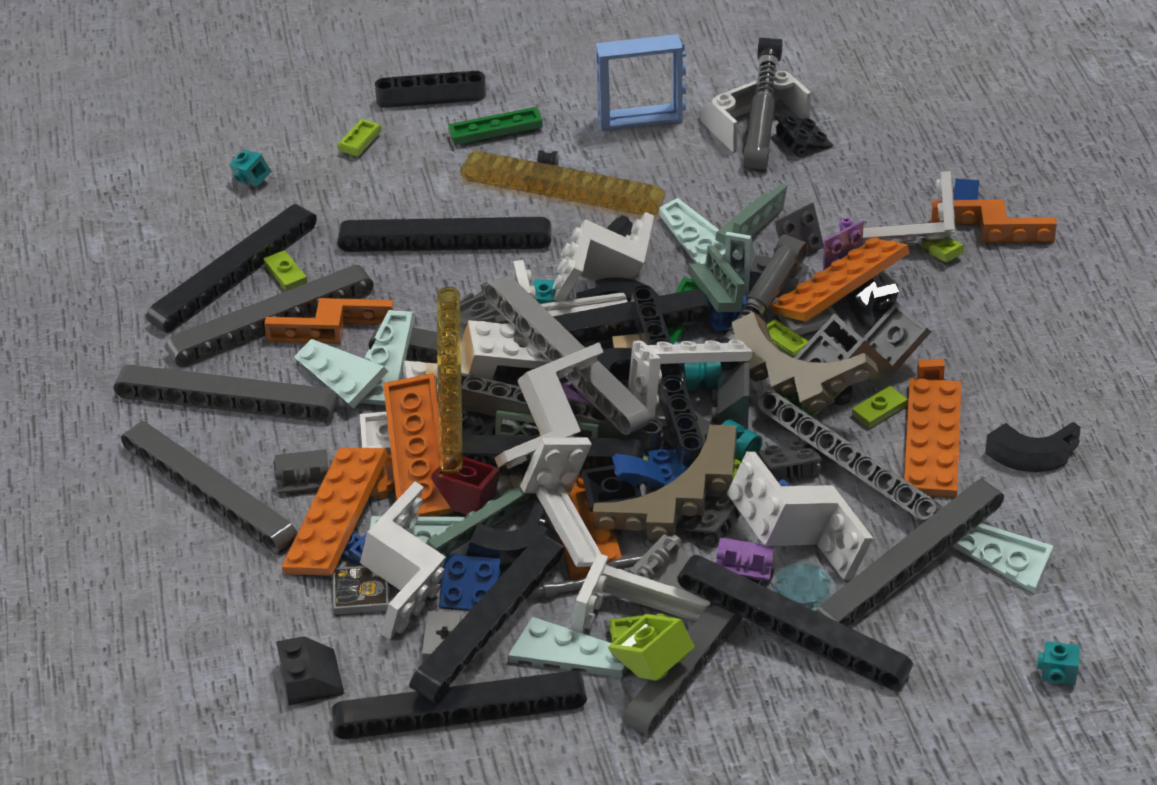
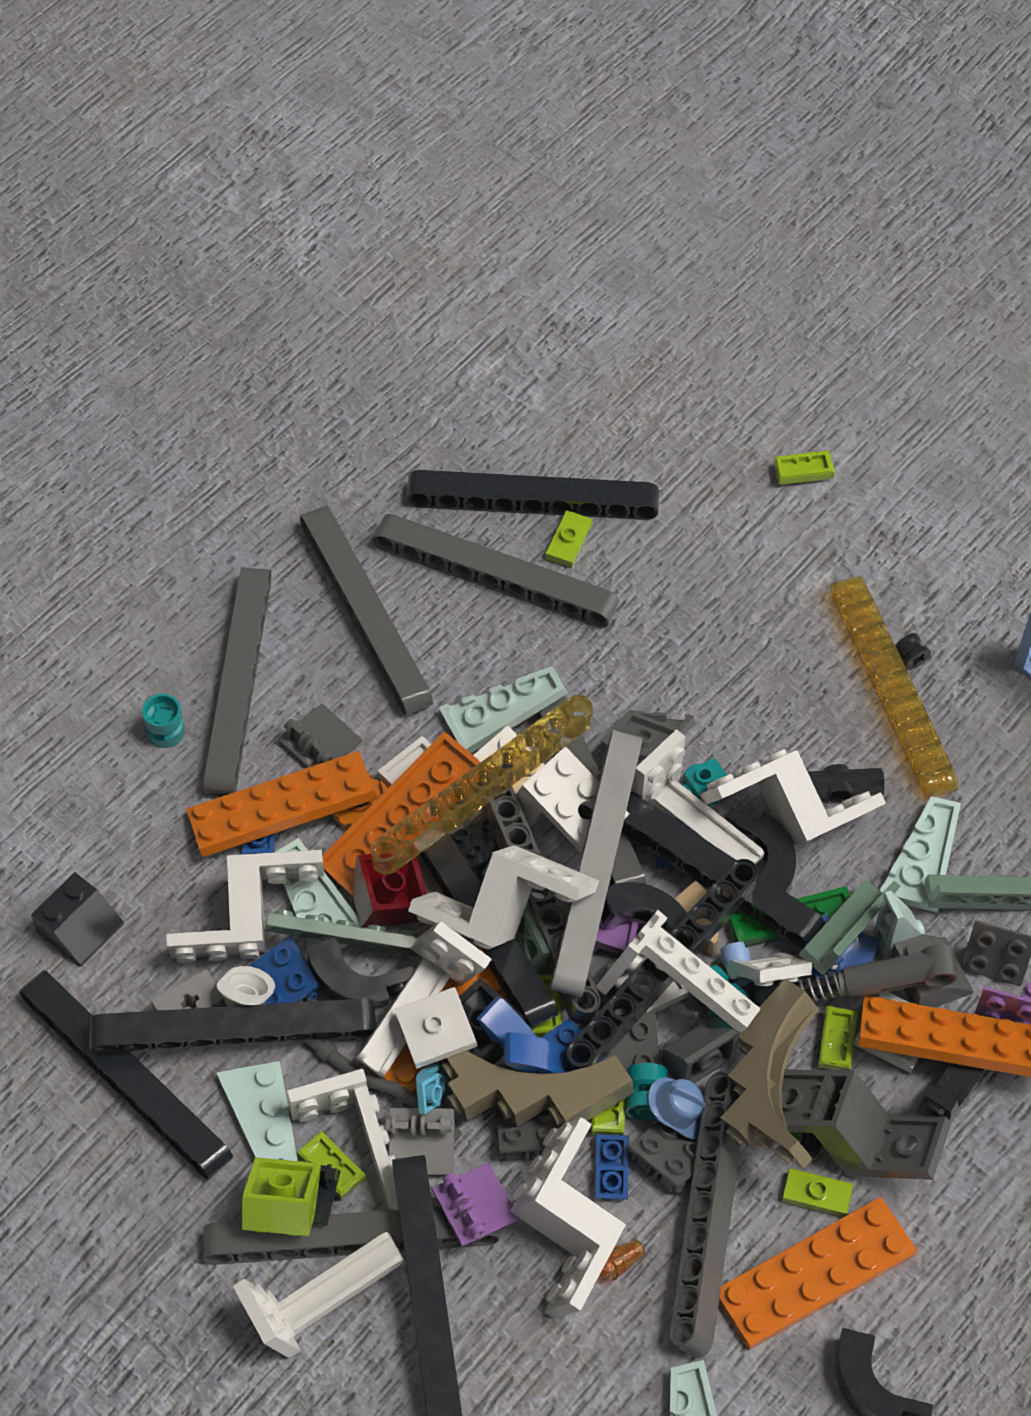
camera: 50 degrees right, 15 degrees up
(199, 539) = (163, 720): none -> teal wheel
(250, 168) = (672, 411): teal brick -> none
(329, 321) = (528, 623): orange bracket -> none
(341, 371) = (460, 685): light aqua wing -> none
(359, 591) = (204, 892): tile -> none
(430, 89) = (927, 477): black beam -> none
(444, 234) = (730, 636): black beam -> none
(464, 597) = (245, 986): none -> white piece
(495, 125) = (926, 569): green plate -> none
(601, 504) = (435, 1027): none -> white plate
(636, 539) = (430, 1087): none -> medium azure slope
(666, 467) = (534, 1054): none -> blue slope
(716, 329) = (766, 970): none -> white plate
(732, 700) = (282, 1320): none -> white bracket
(765, 425) = (677, 1105): none -> medium blue piece
(804, 584) = (505, 1278): clear light blue tile -> none
(912, 554) = (610, 1359): dark grey beam -> none
(931, 369) = (905, 1211): orange plate -> none

